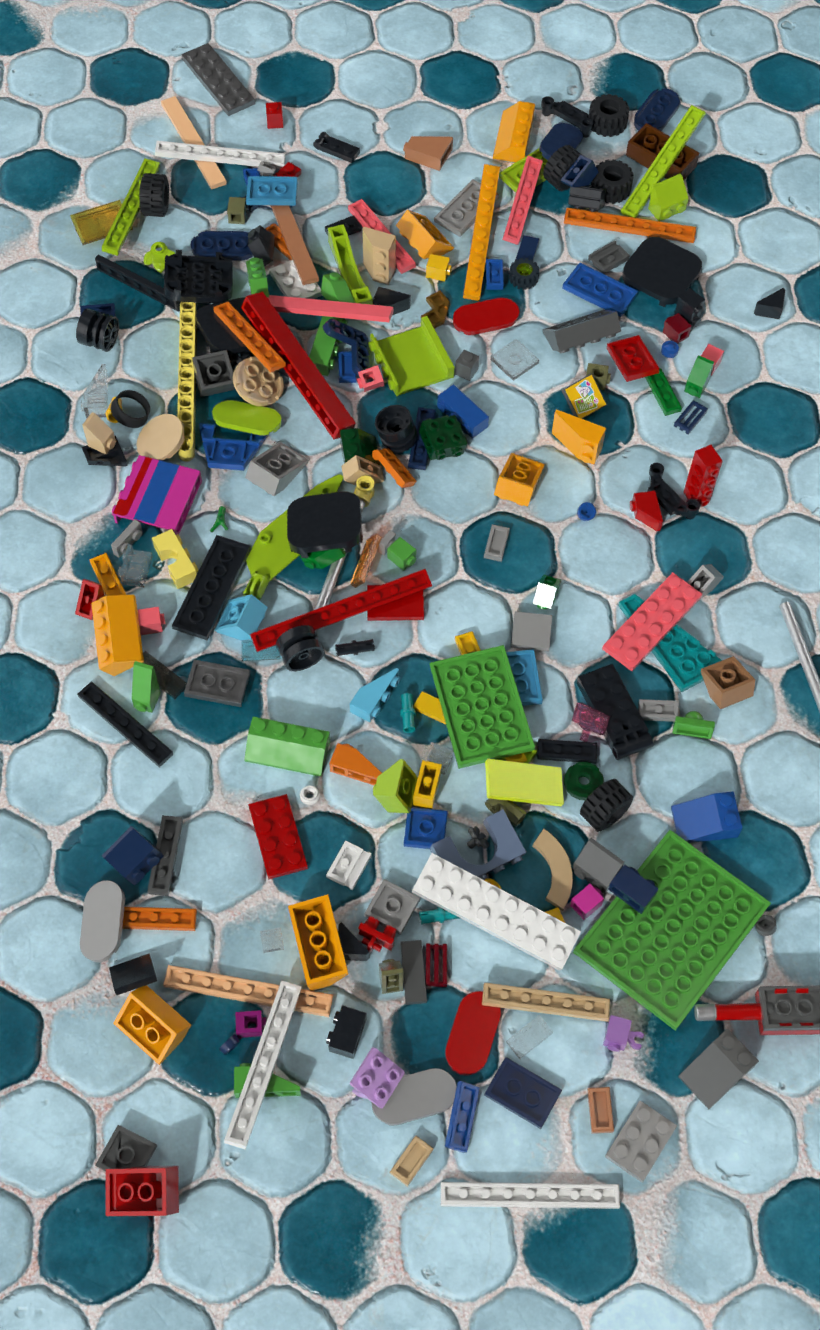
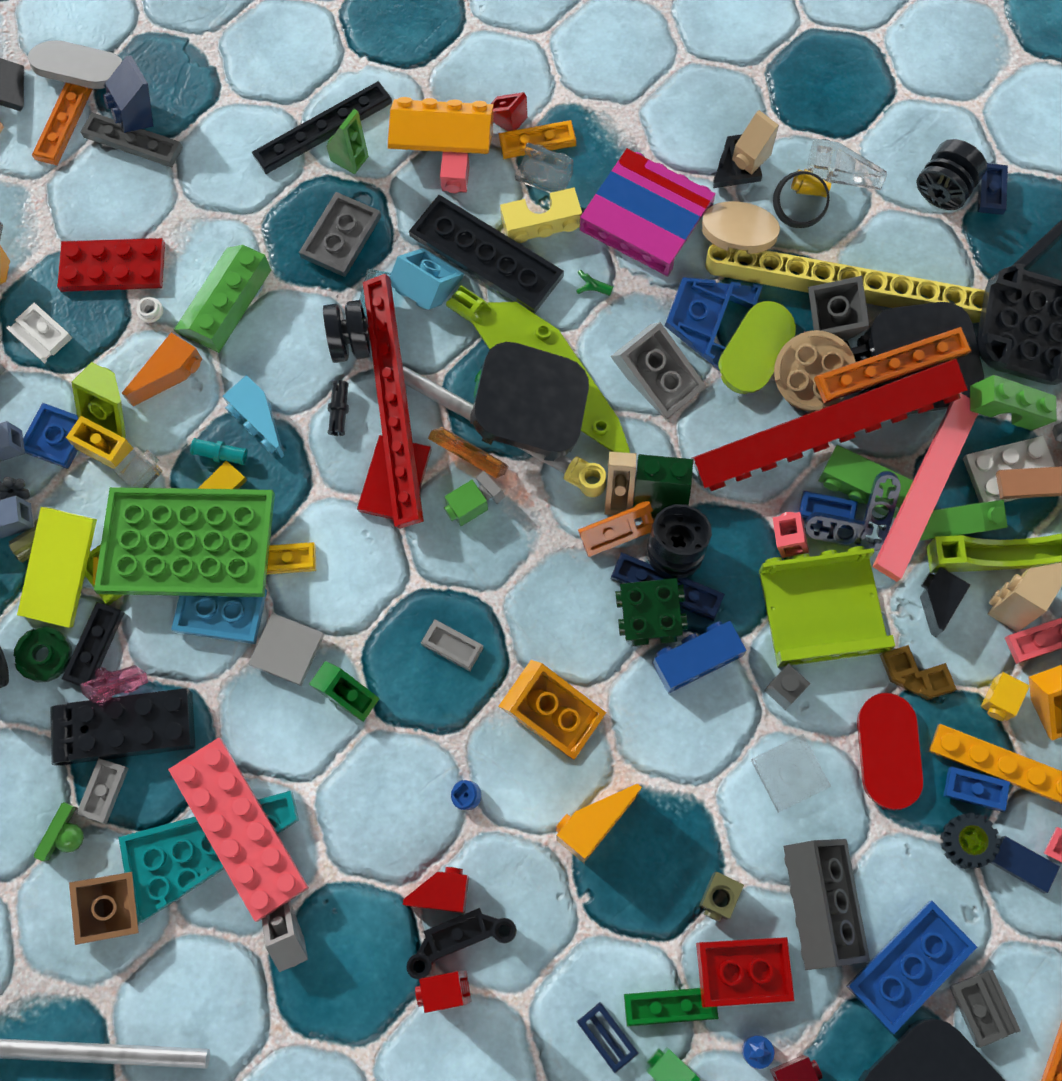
camera: 110 degrees right, 10 degrees up
(128, 536) = (587, 164): light grey plate -> none
(167, 680) = (378, 175): clear smoke tile -> none
(584, 397) = (679, 858): tile -> none

